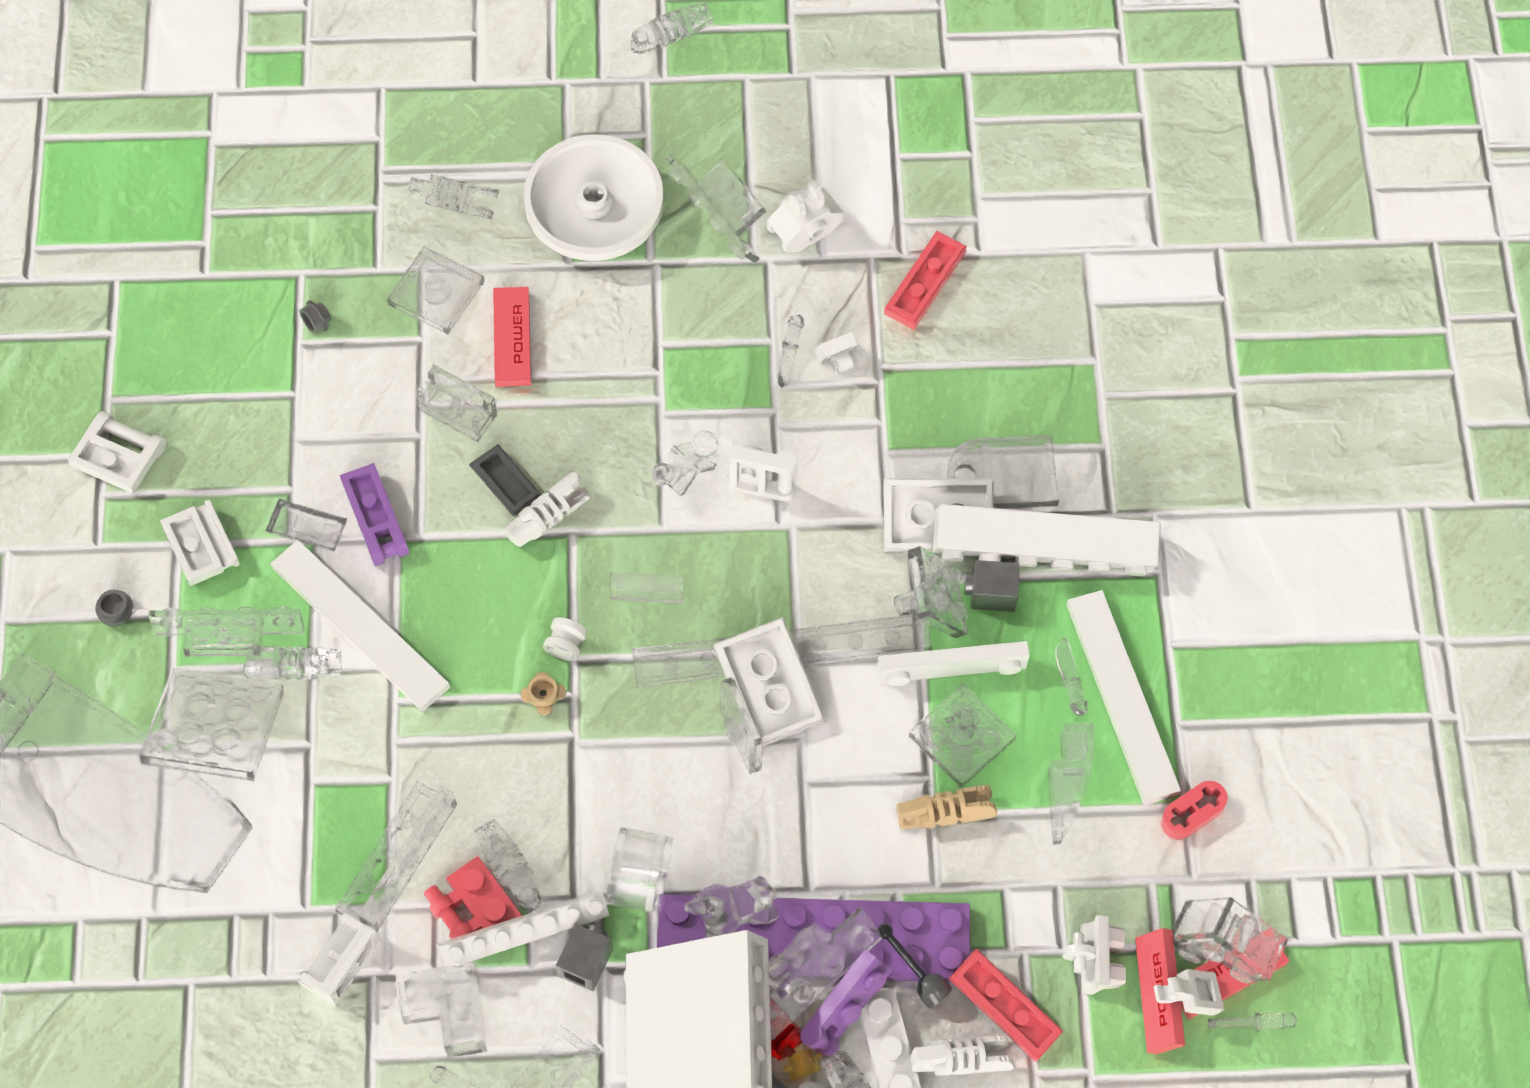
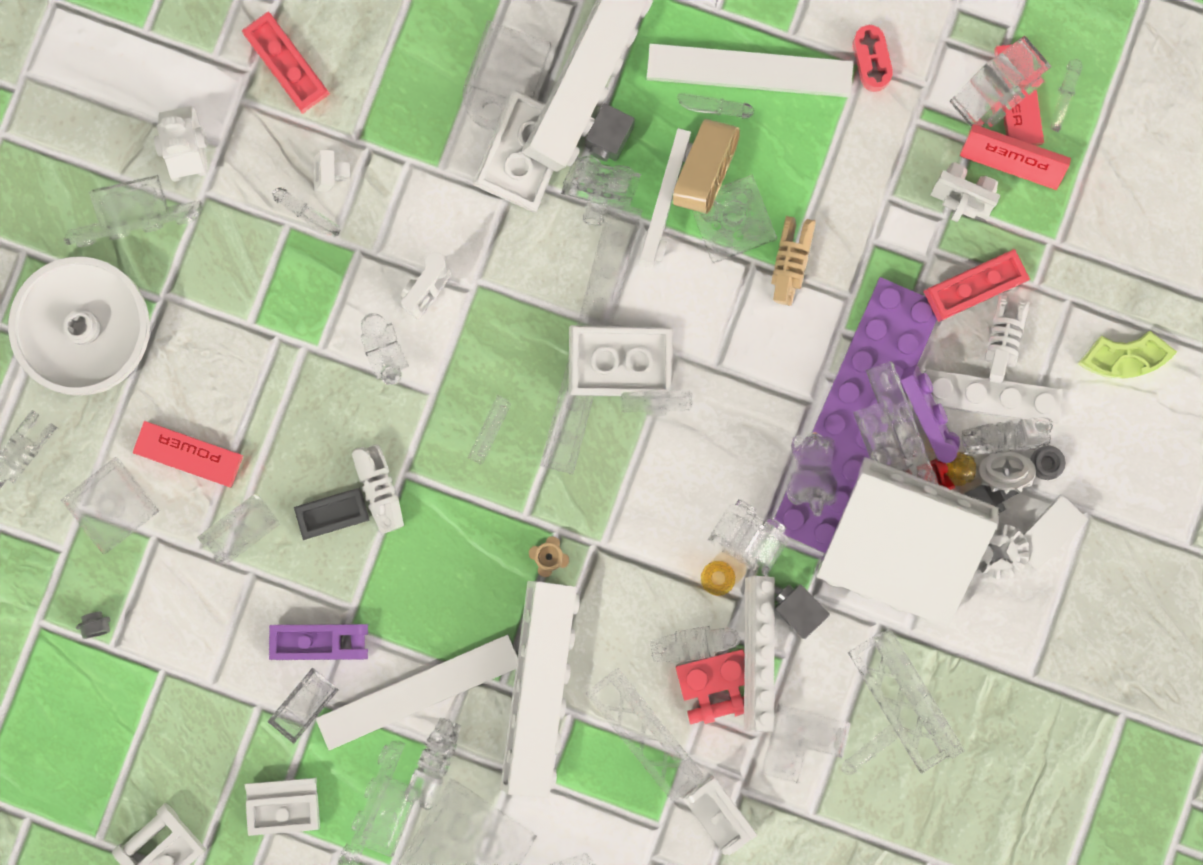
camera: 60 degrees left, 20 degrees up
(404, 729) = (539, 689): none -> white brick
(565, 639) = (508, 519): white wheel -> none
(590, 873) = (706, 578): none -> clear yellow plate
(931, 987) = (940, 338): hinge -> none
(1002, 684) = (706, 166): none -> tan beam
(1070, 776) = (809, 146): clear slope -> none
(1196, 989) = (1035, 129): white plate -> none

